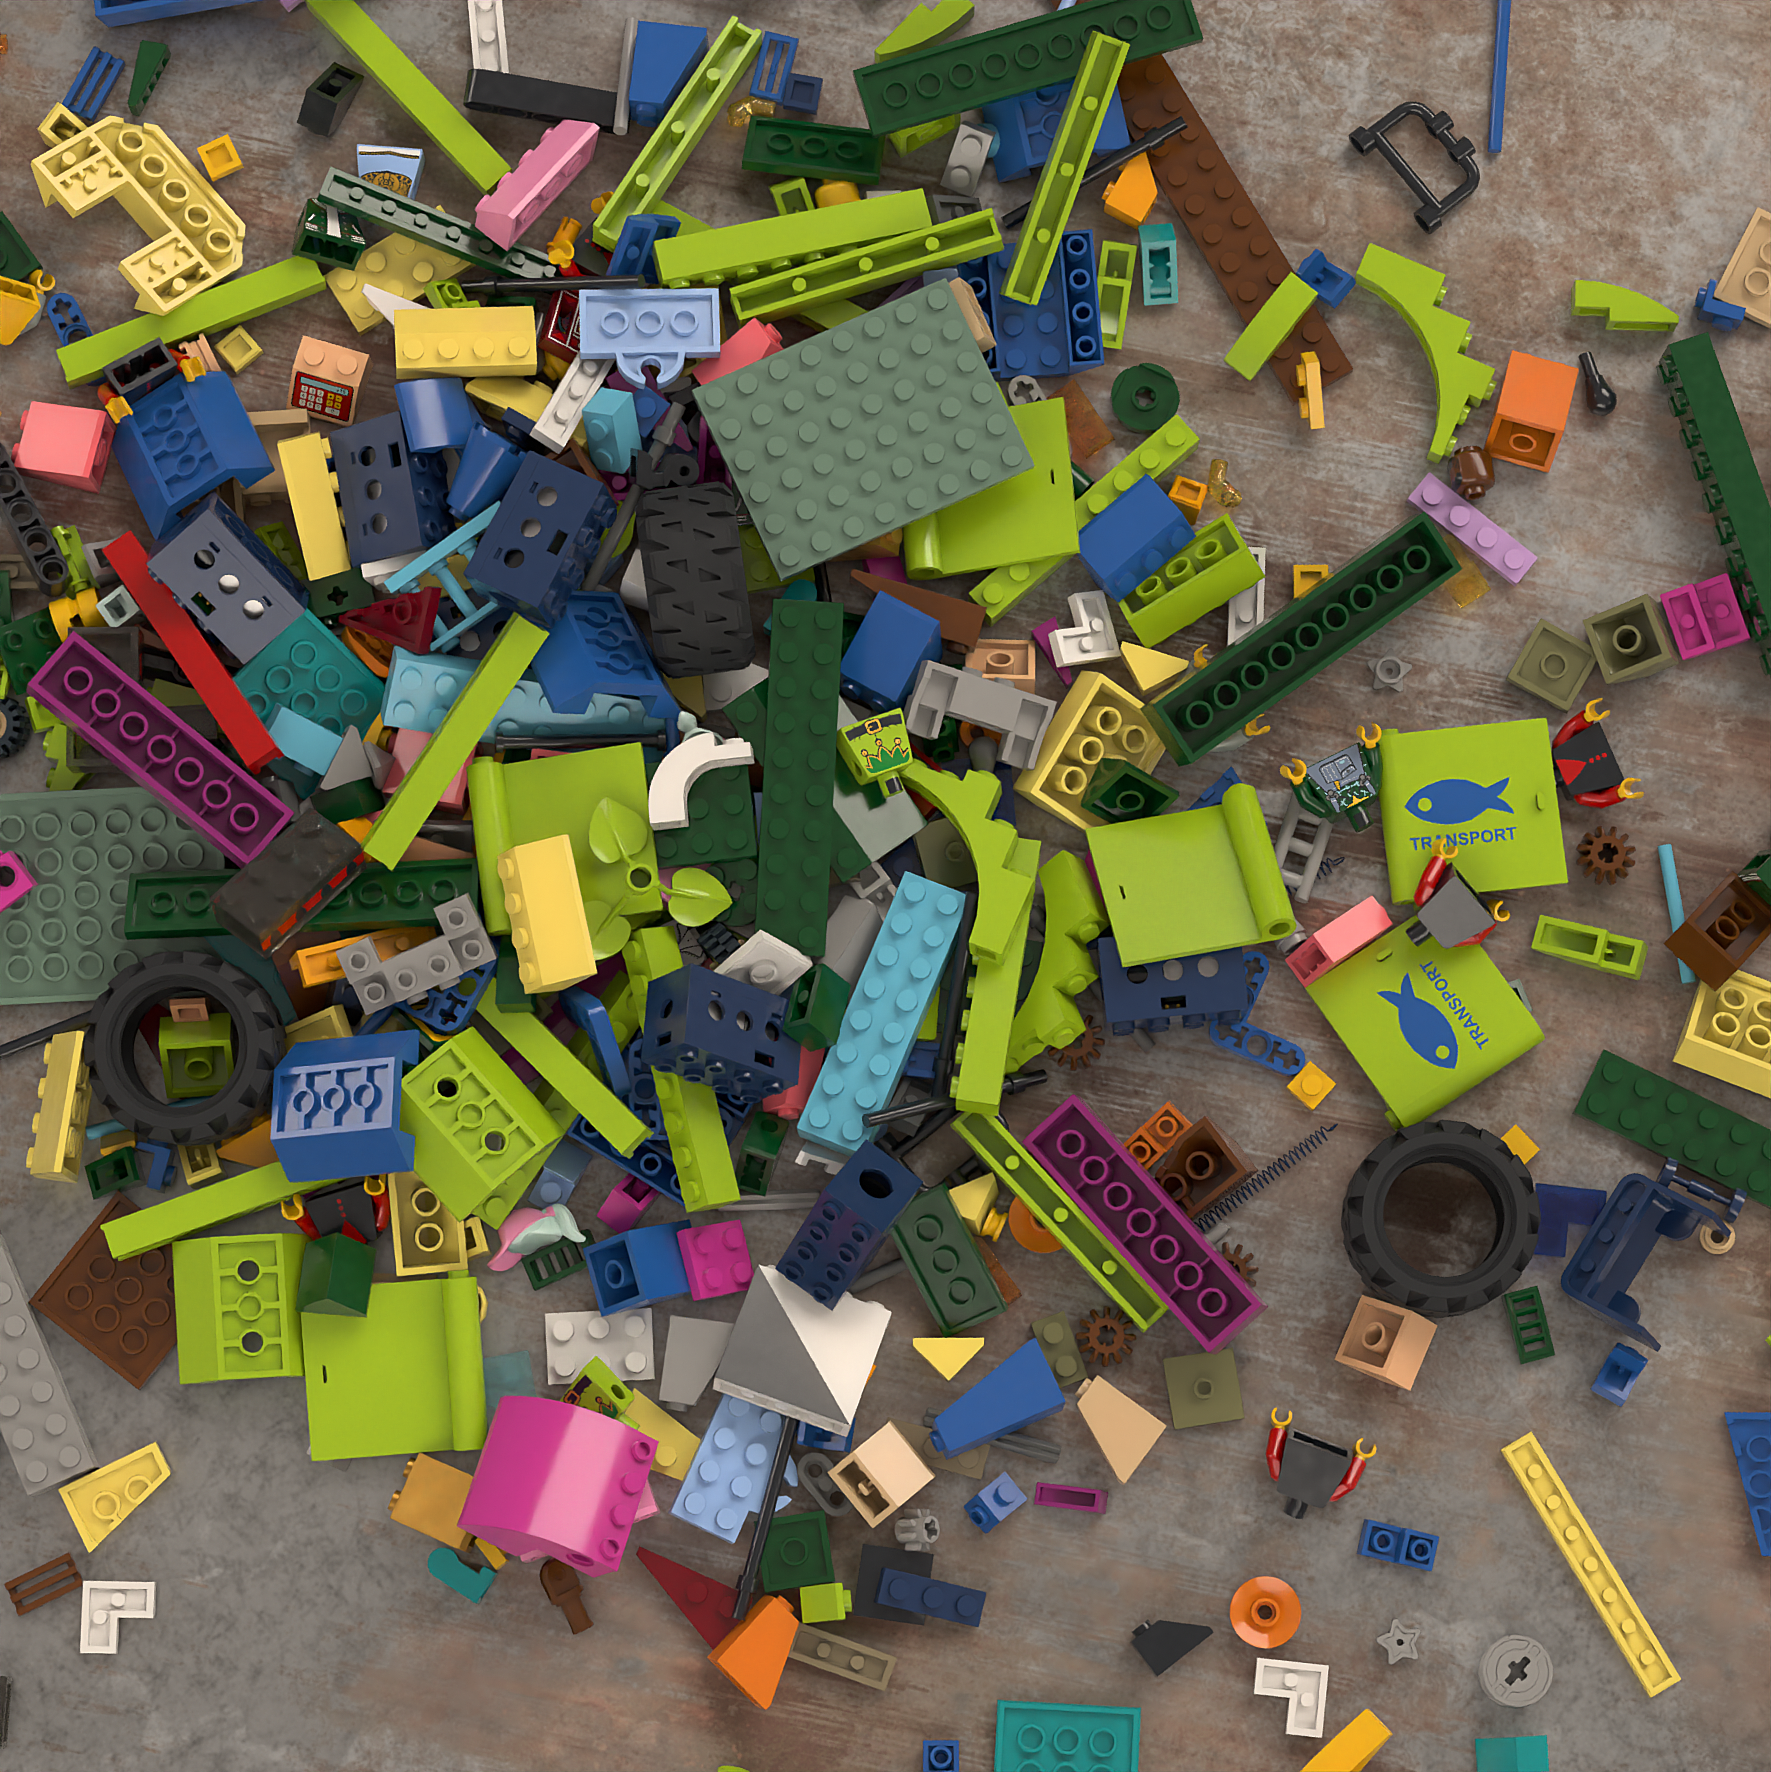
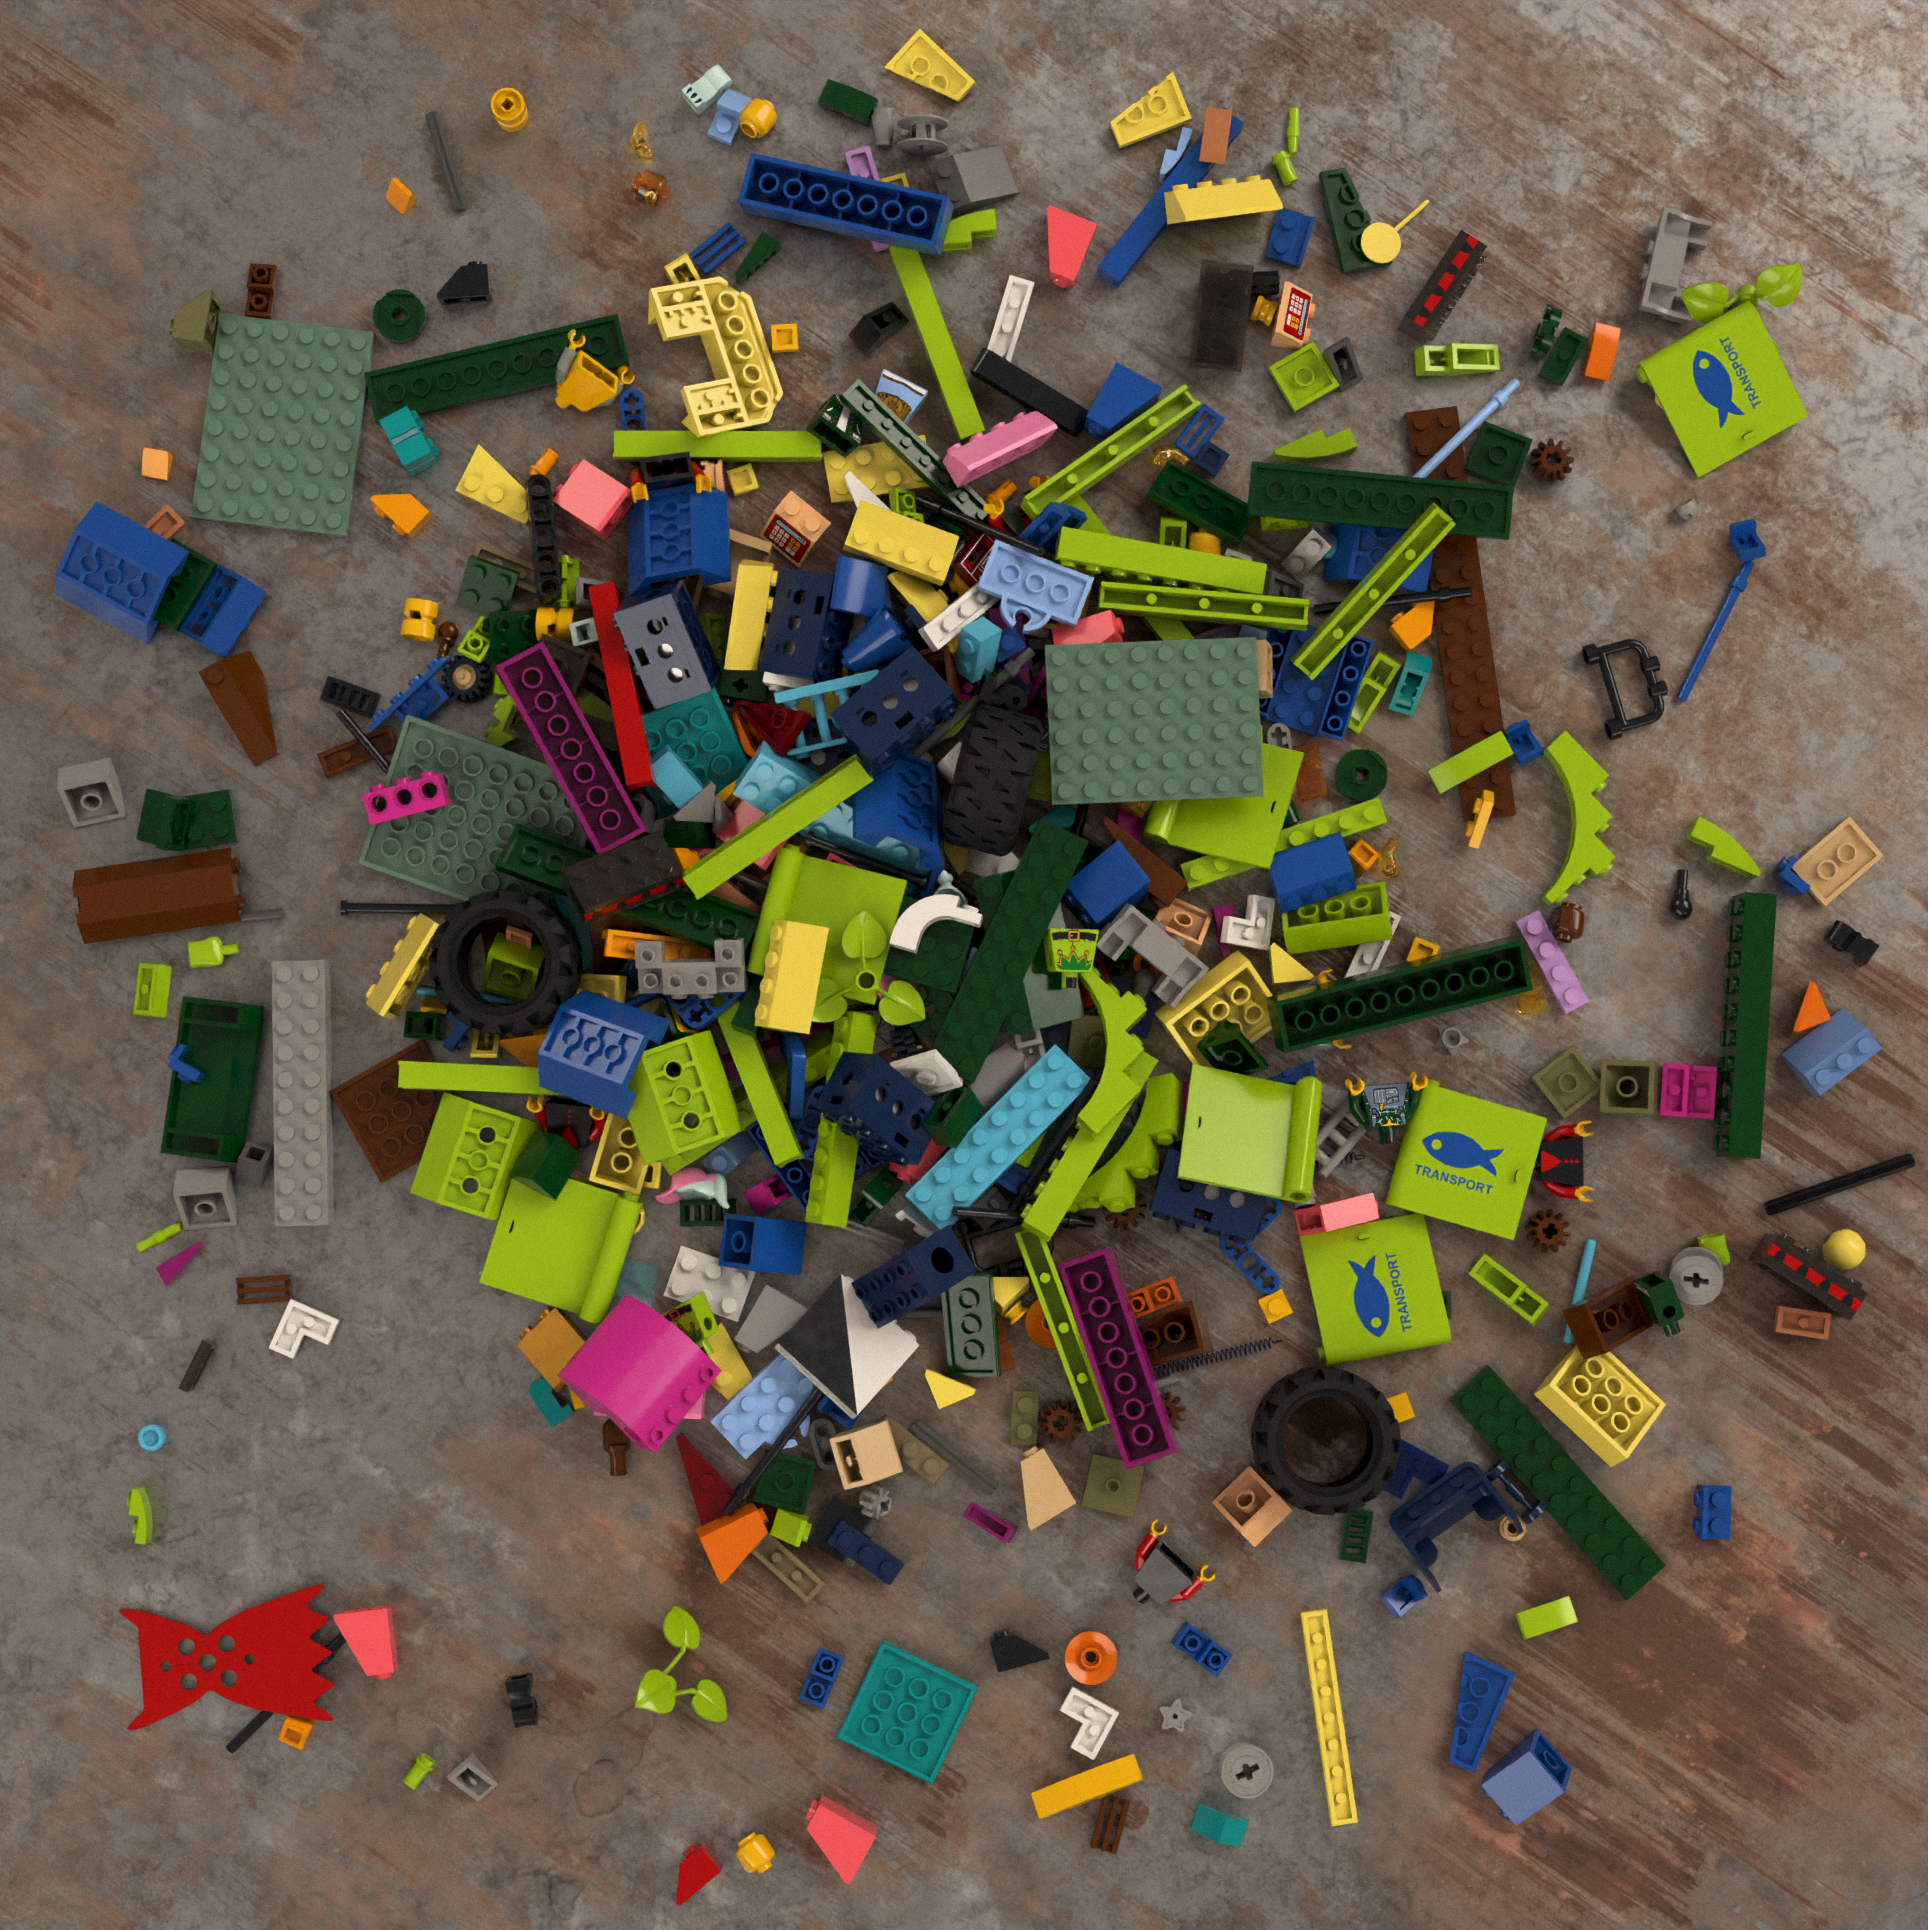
camera: 15 degrees right, 5 degrees up
(112, 1492) = (332, 1246): light yellow wing -> none
(626, 66) = (1091, 397): light grey bar -> none
(716, 1259) = (813, 1258): dark pink plate -> none
(994, 1502) = (936, 1504): bracket -> none
(1002, 1402) = (974, 1438): blue slope -> none
(1450, 905) = (1424, 1223): torso -> none
(1531, 411) = (1628, 896): orange slope -> none

